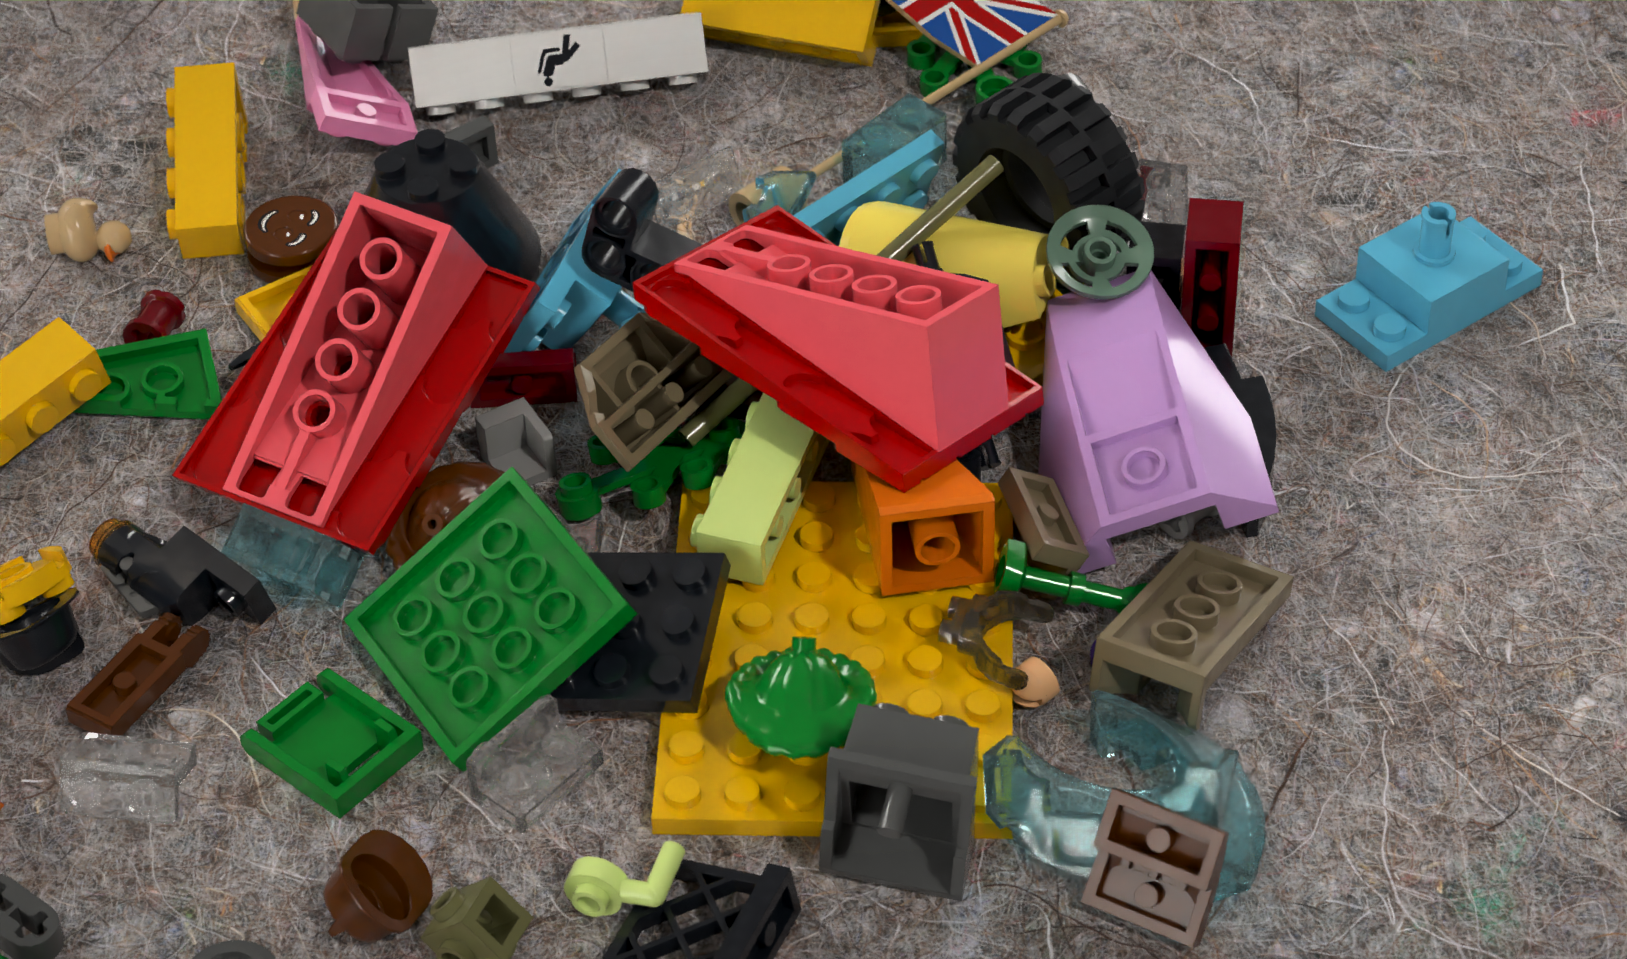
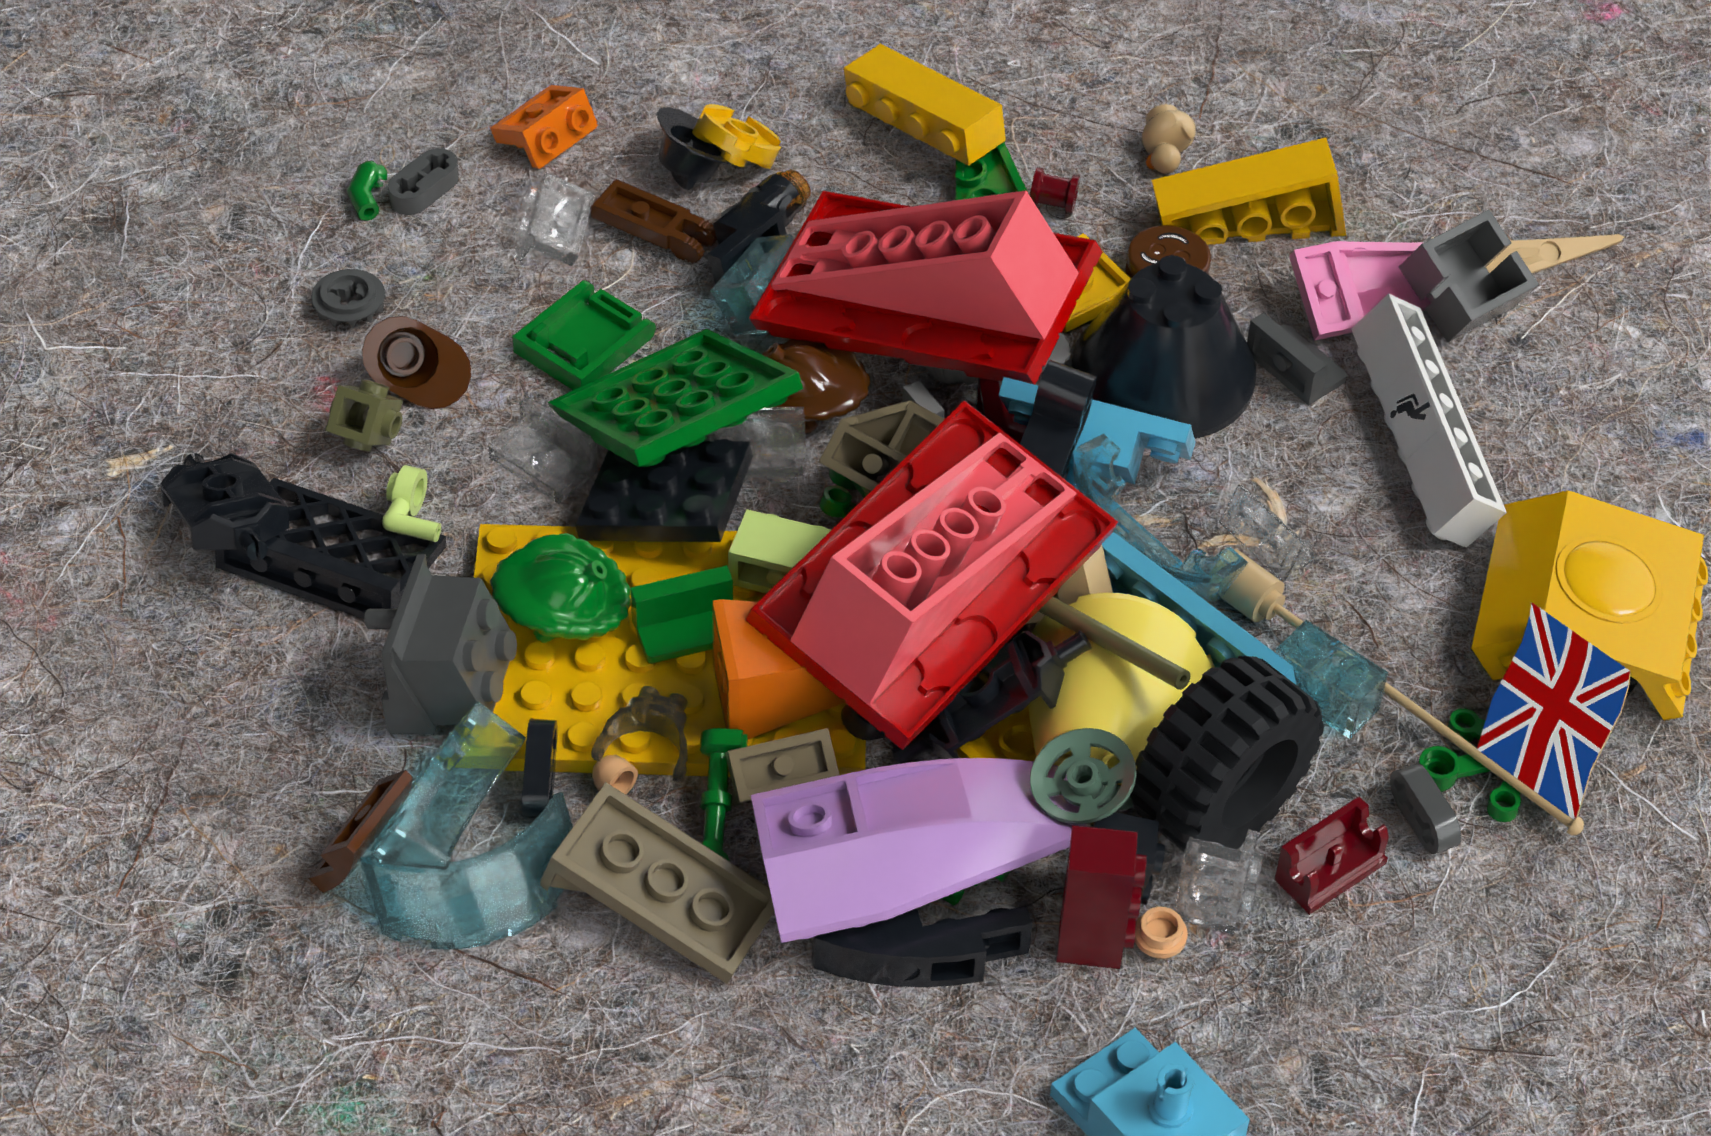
camera: 85 degrees right, 5 degrees up
(827, 604) = (677, 613): none -> green panel
(1044, 728) = (539, 766): none -> black beam

